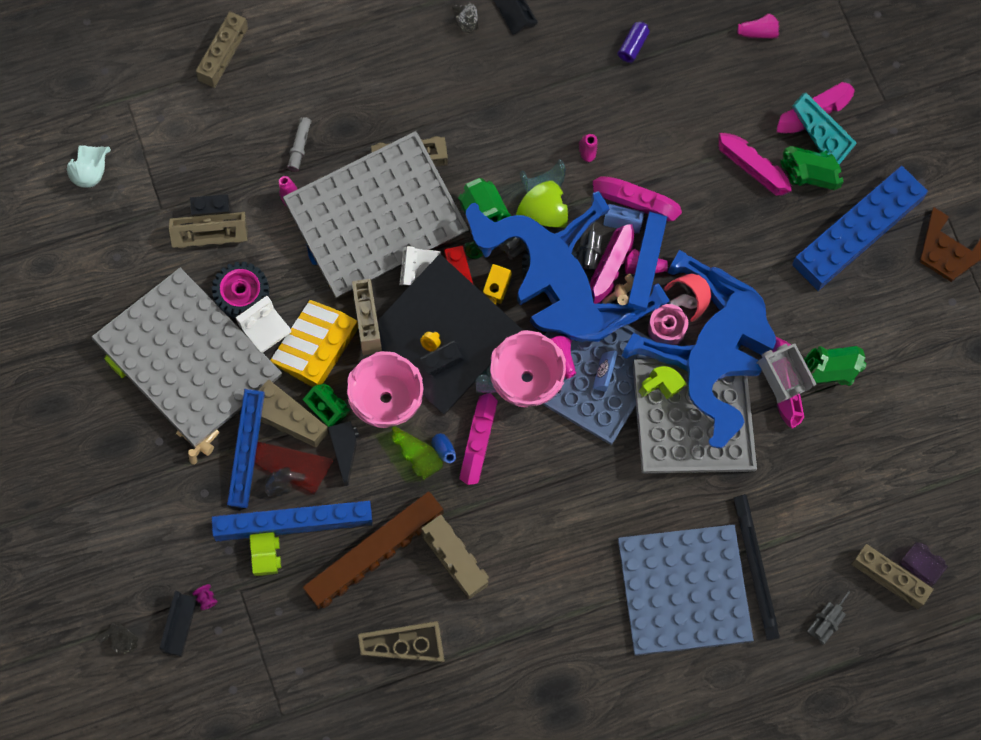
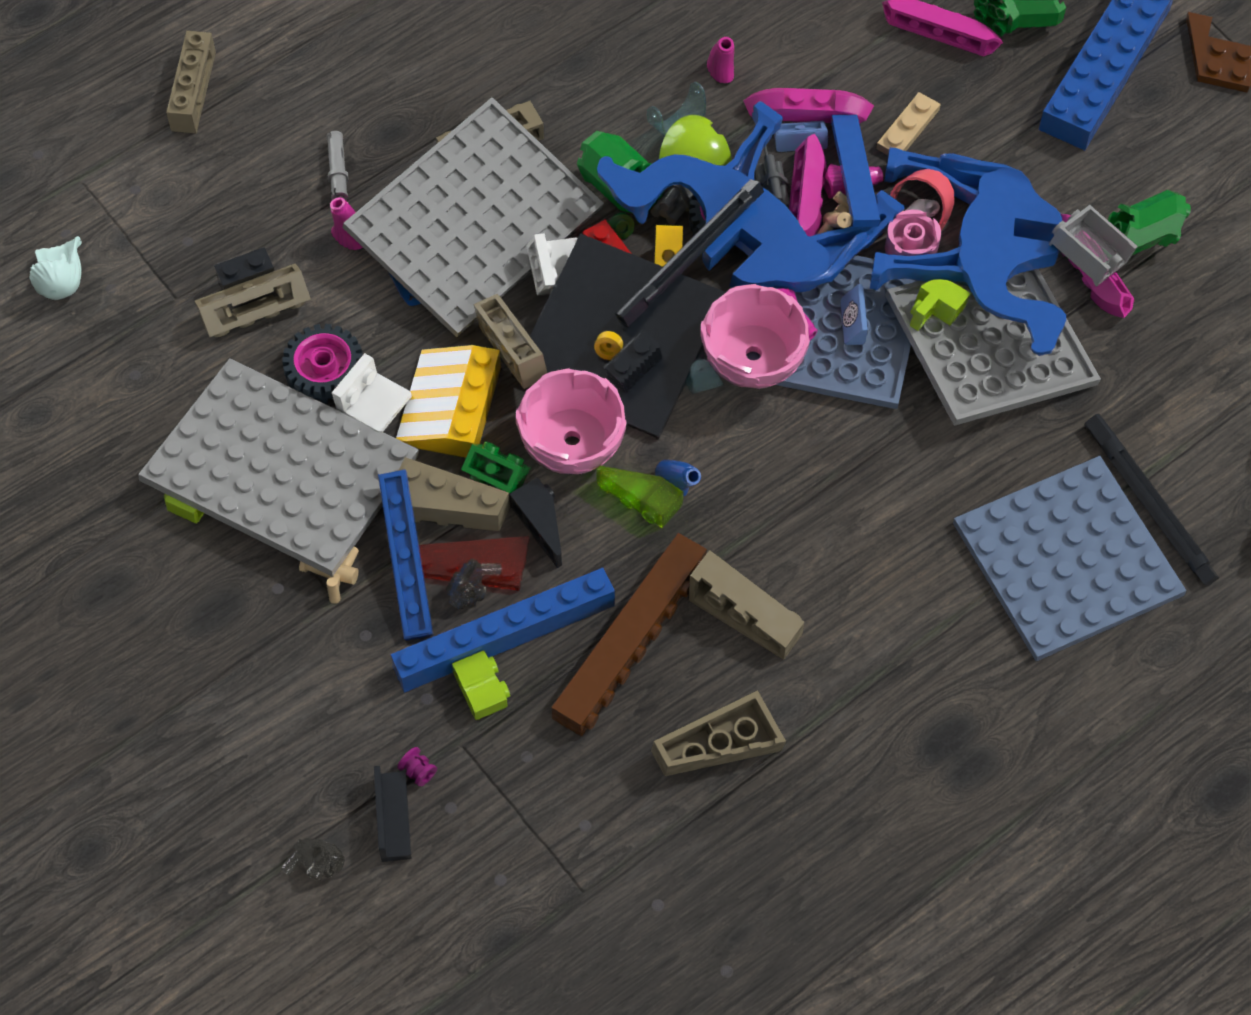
camera: 15 degrees left, 10 degrees down
(478, 439) = (718, 453): dark pink brick -> none
(506, 293) = (689, 253): none -> black piece
(701, 234) = (909, 124): none -> tan plate

